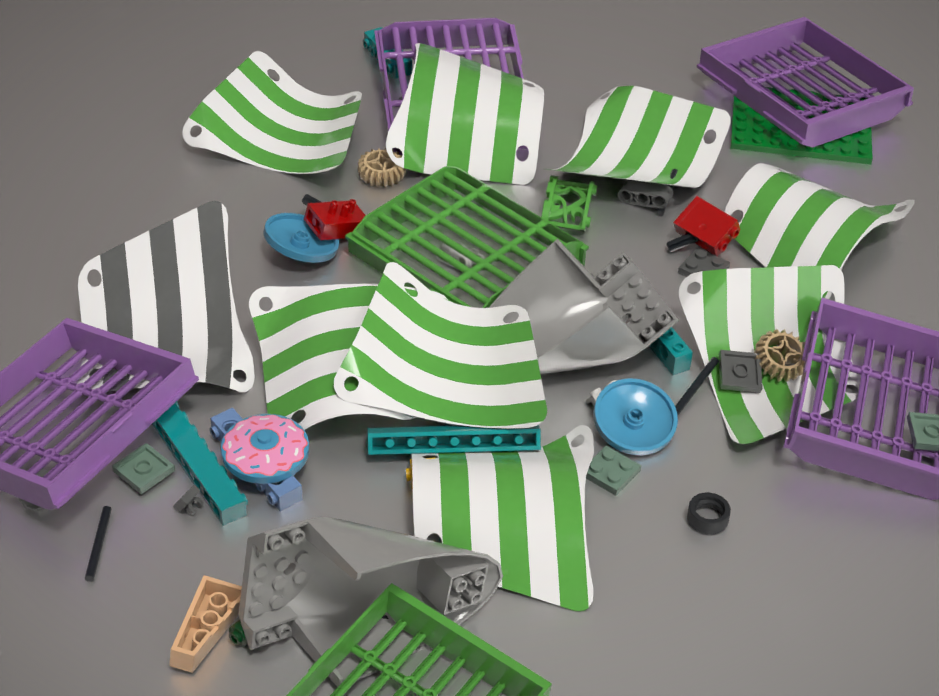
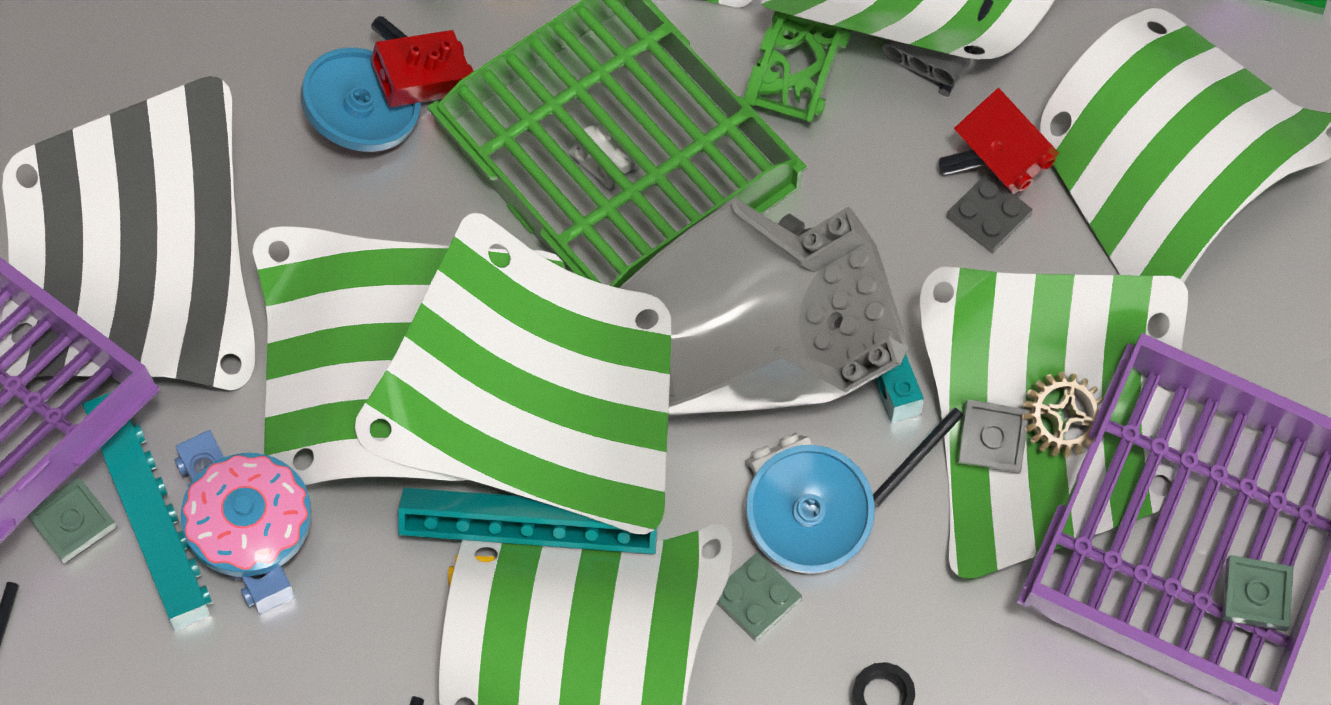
camera: 10 degrees right, 20 degrees up
(189, 499) = (126, 584): dark grey tile -> none

